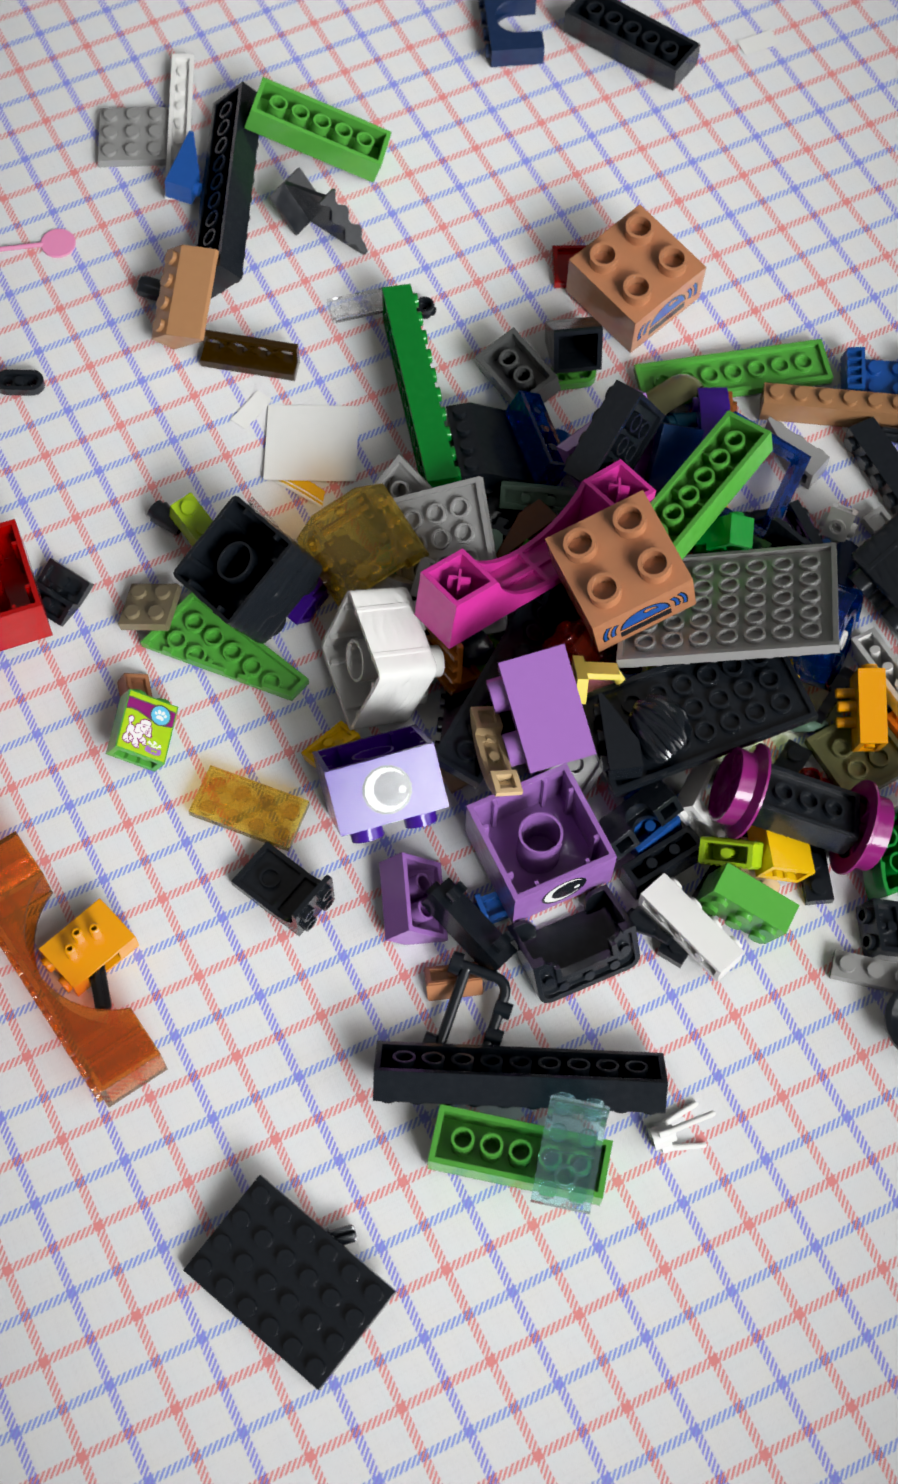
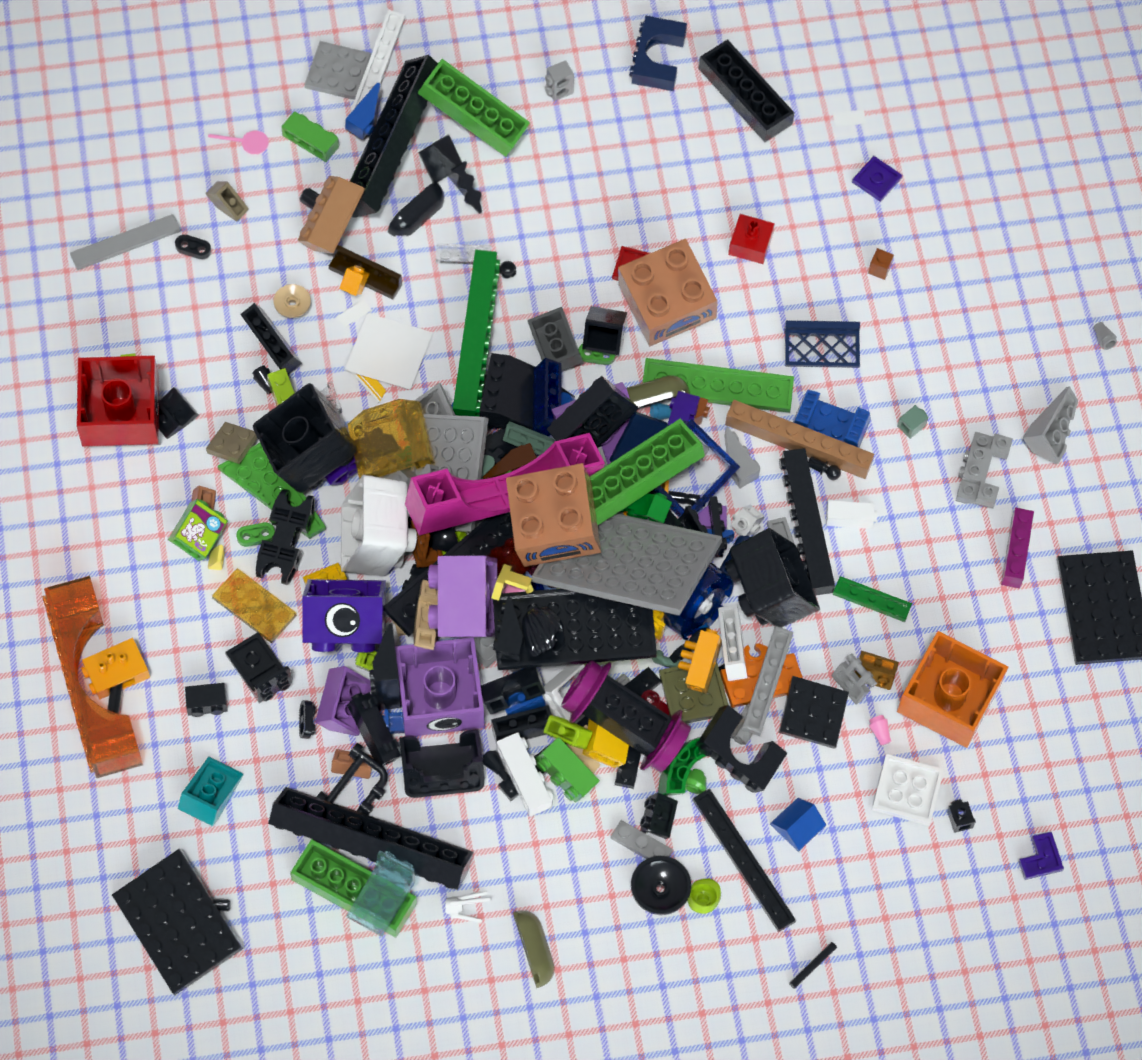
camera: 15 degrees right, 0 degrees up
(45, 316) = (227, 200): none -> dark tan slope
(125, 217) = (310, 136): none -> bright green brick
(156, 463) = (270, 338): none -> black brick
(165, 406) = (292, 294): none -> tan dish
(177, 760) = (216, 558): none -> light yellow slope
(218, 714) = (255, 533): none -> bright green plate
(226, 953) = (206, 699): none -> black brick
(240, 367) = (354, 280): none -> light orange brick
(261, 727) = (288, 522): none -> black piece
(273, 1078) = (209, 791): none -> teal slope
(288, 269) = (417, 211): none -> black brick
(371, 940) = (306, 714): none -> black plate
(408, 78) = (559, 80): none -> light grey brick
(427, 837) = (365, 660): none -> lime brick
(468, 843) = (384, 676): none -> black slope
(705, 197) = (751, 239): none -> red brick
(790, 1159) = (535, 947): none -> olive brick
(819, 97) = (877, 178): none -> dark purple tile
(827, 277) = (825, 328): none -> dark blue fence
(867, 186) = (881, 264): none -> dark orange brick

